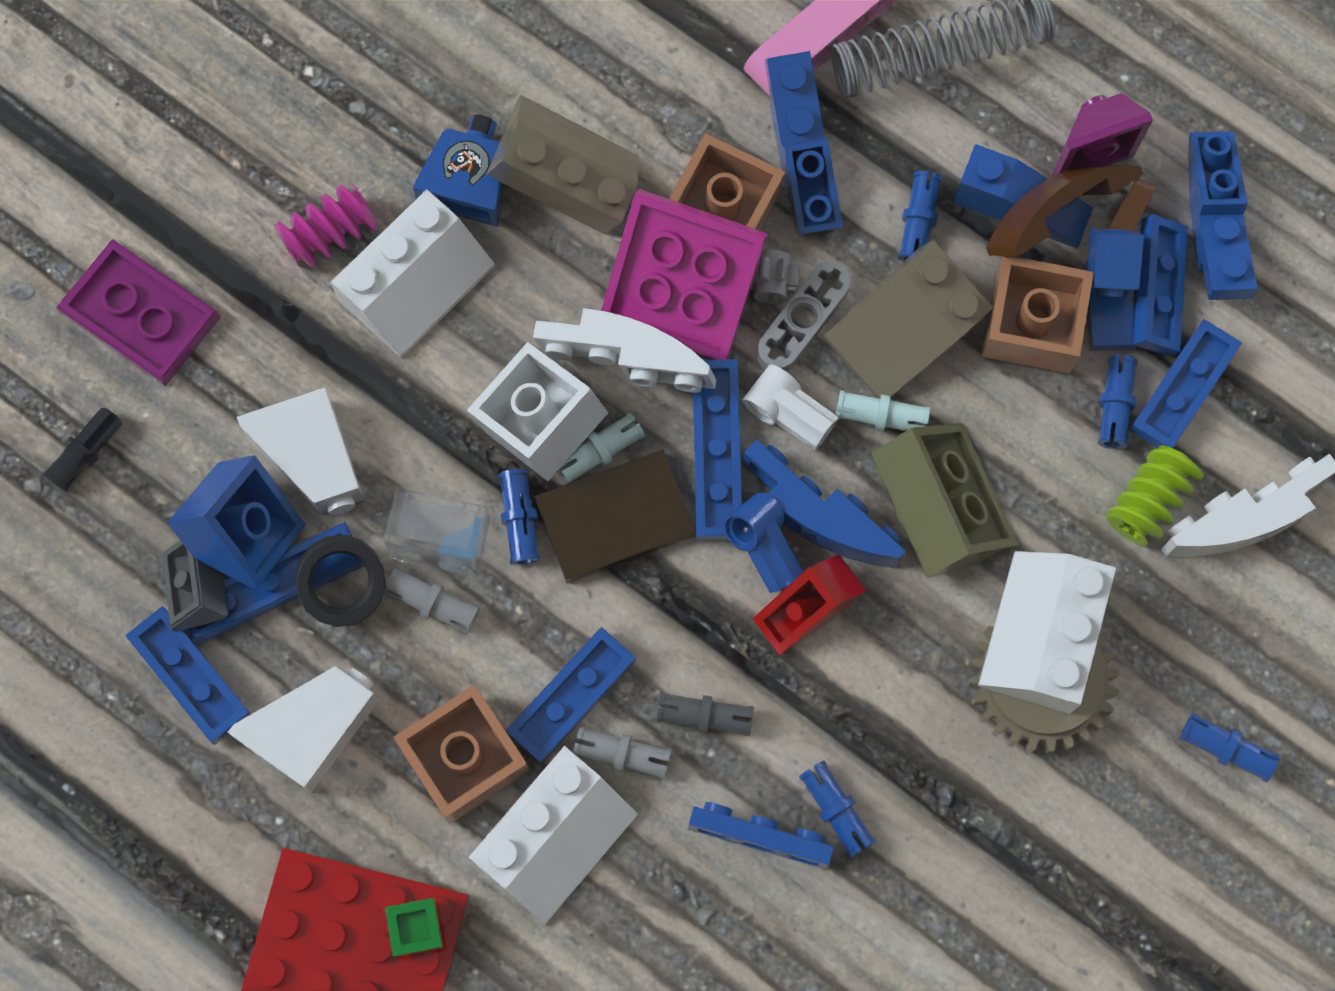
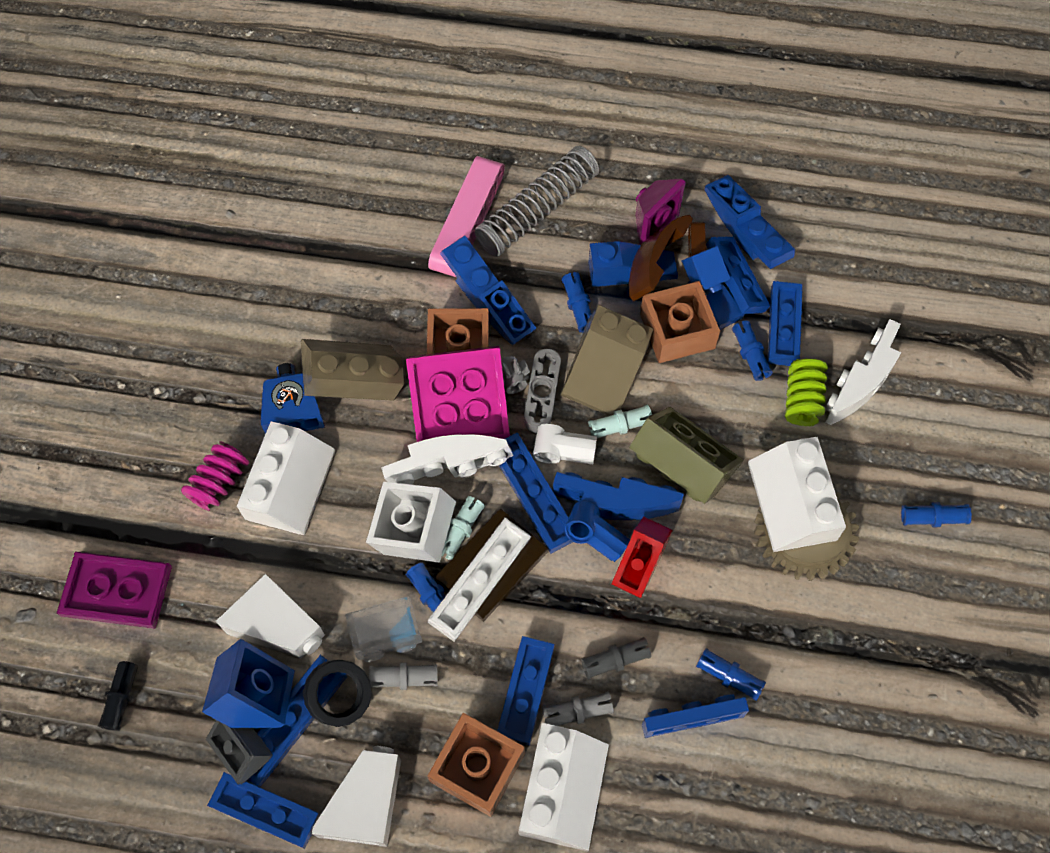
camera: 25 degrees left, 10 degrees down
(586, 528) = (479, 579): none -> white tile

